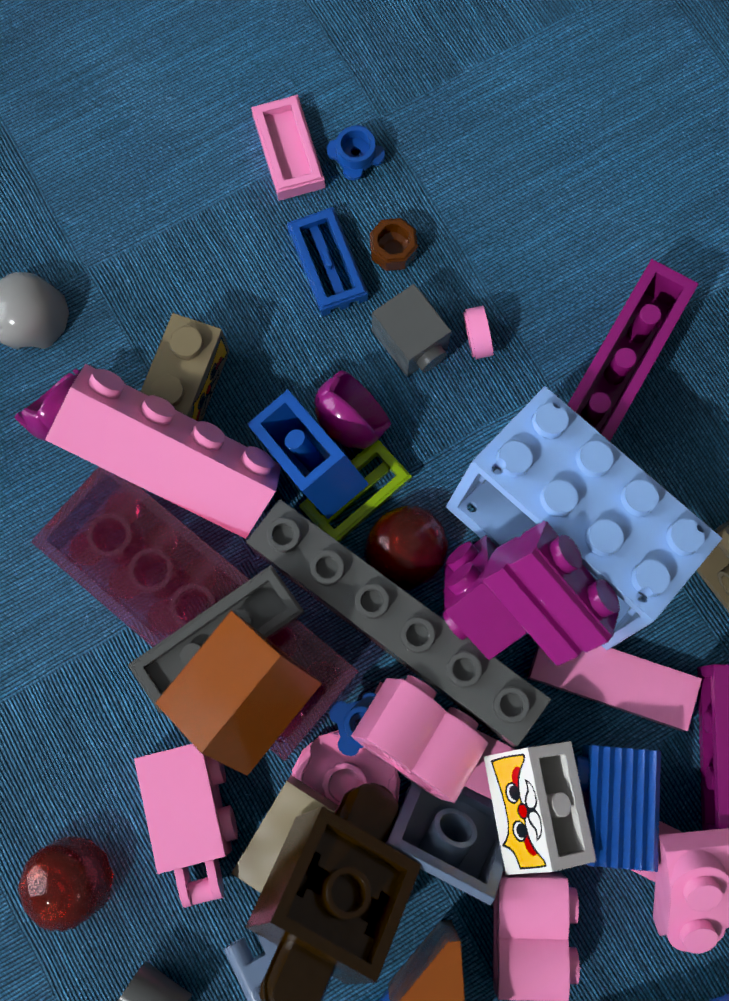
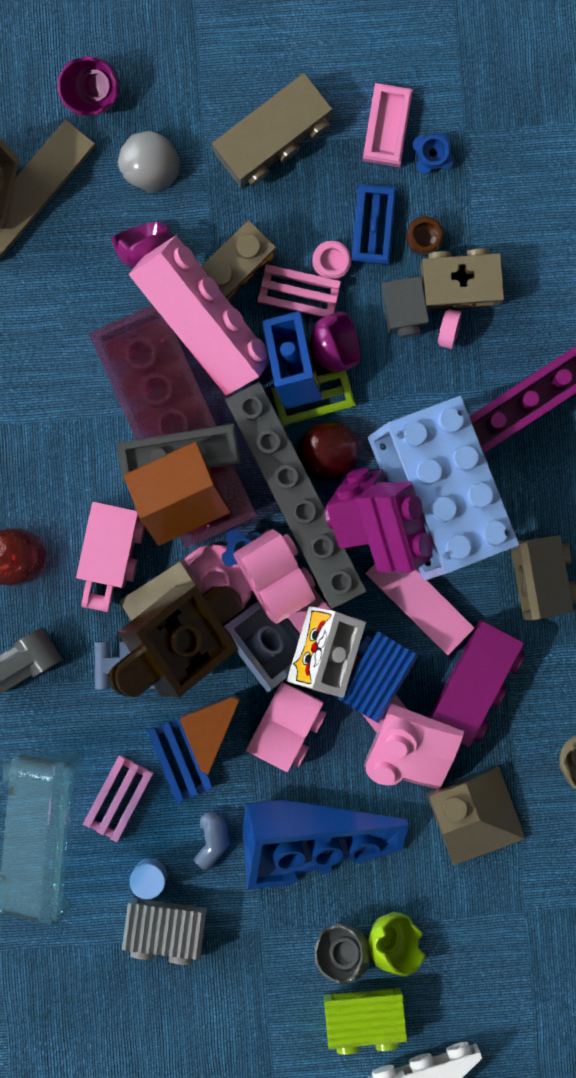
camera: 25 degrees right, 10 degrees up
(156, 209) = (273, 131): none -> dark tan brick
(273, 359) = (301, 277): none -> bright pink tile
(298, 324) = (331, 260): none -> bright pink tile
(475, 246) = (482, 290): none -> dark tan brick

